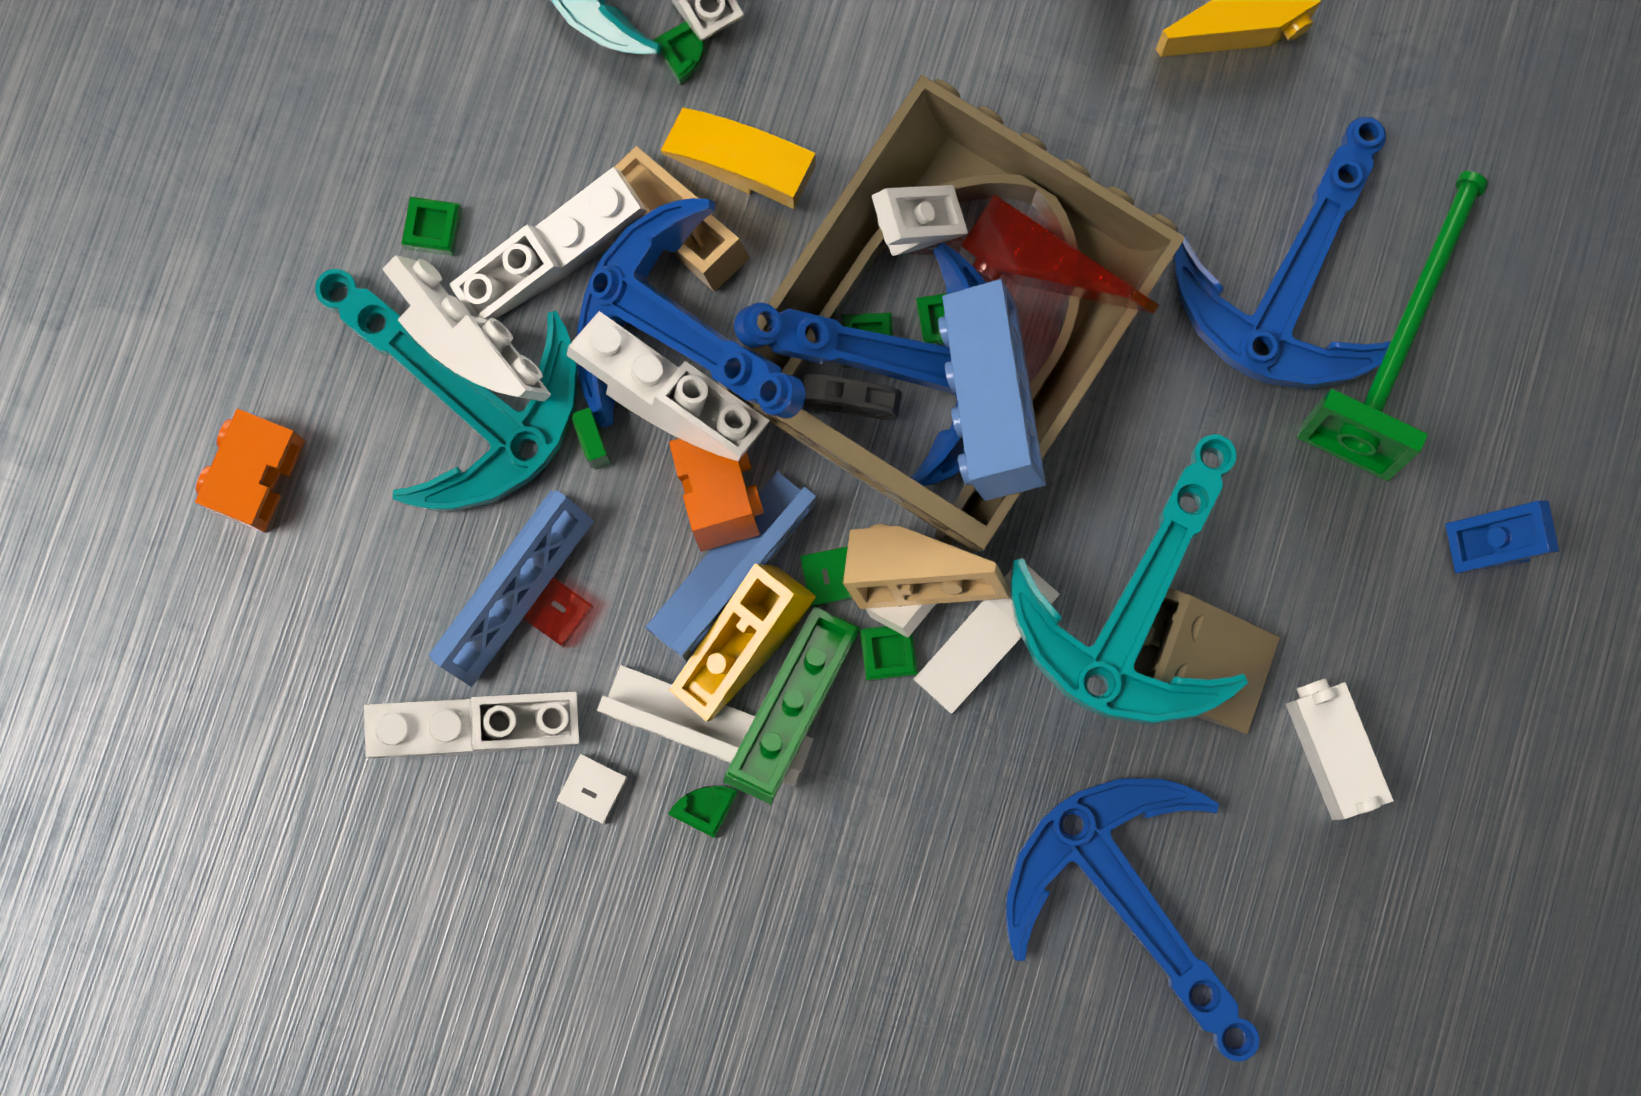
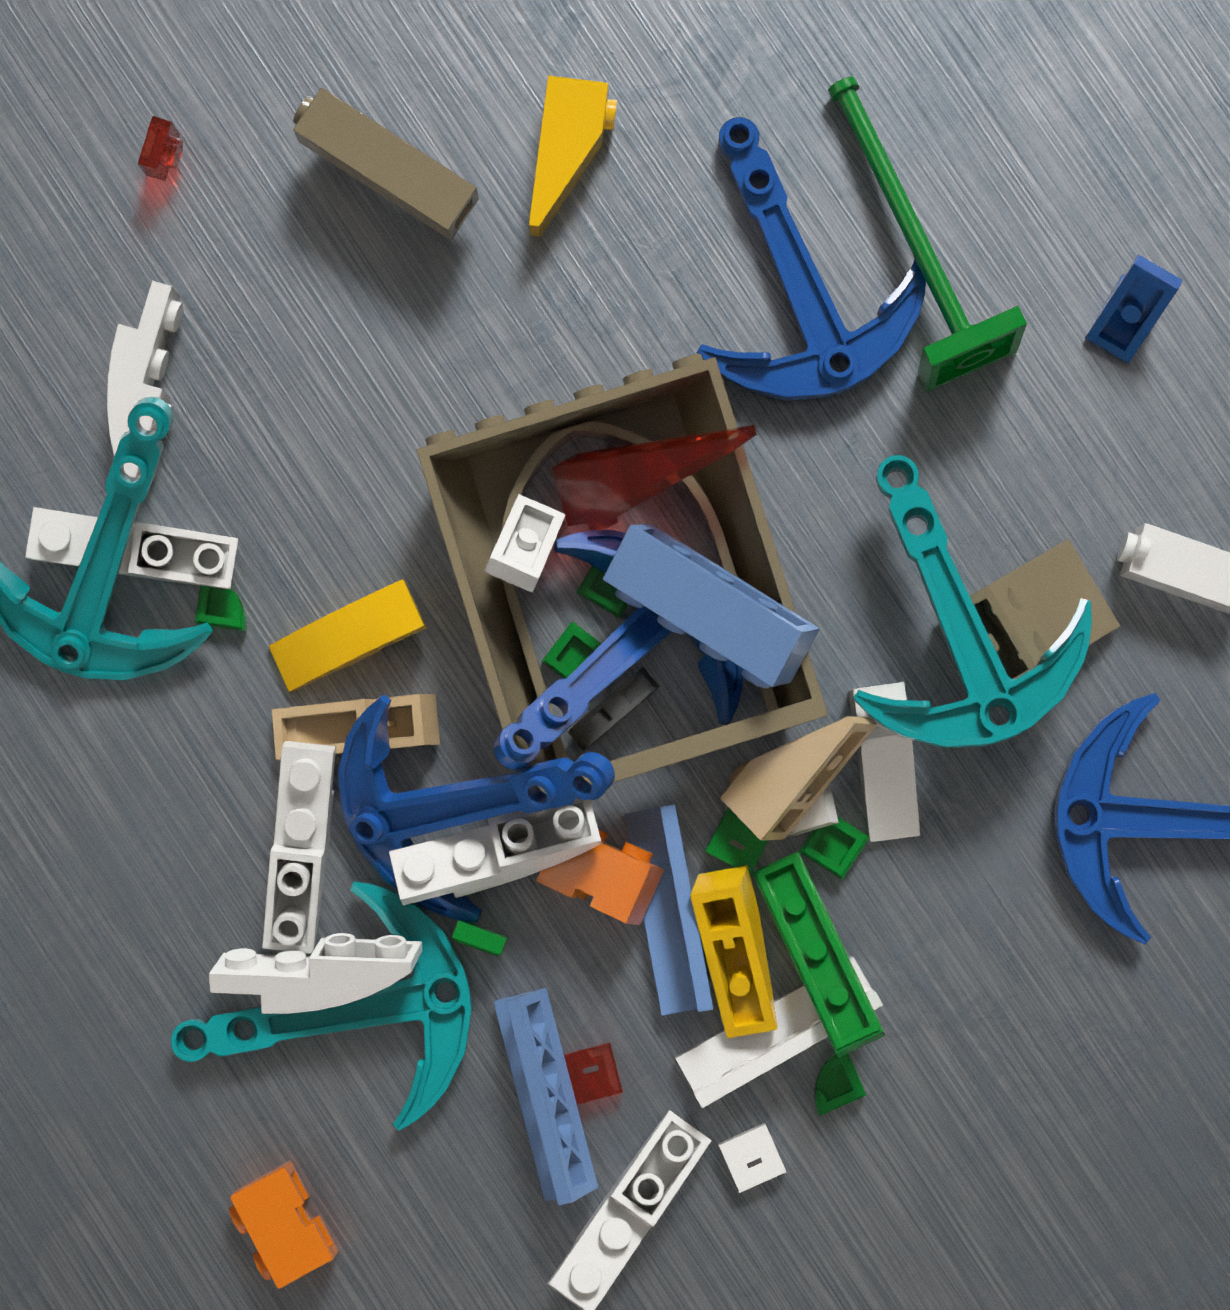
camera: 50 degrees left, 5 degrees up
(431, 226) = (199, 922): green tile -> none

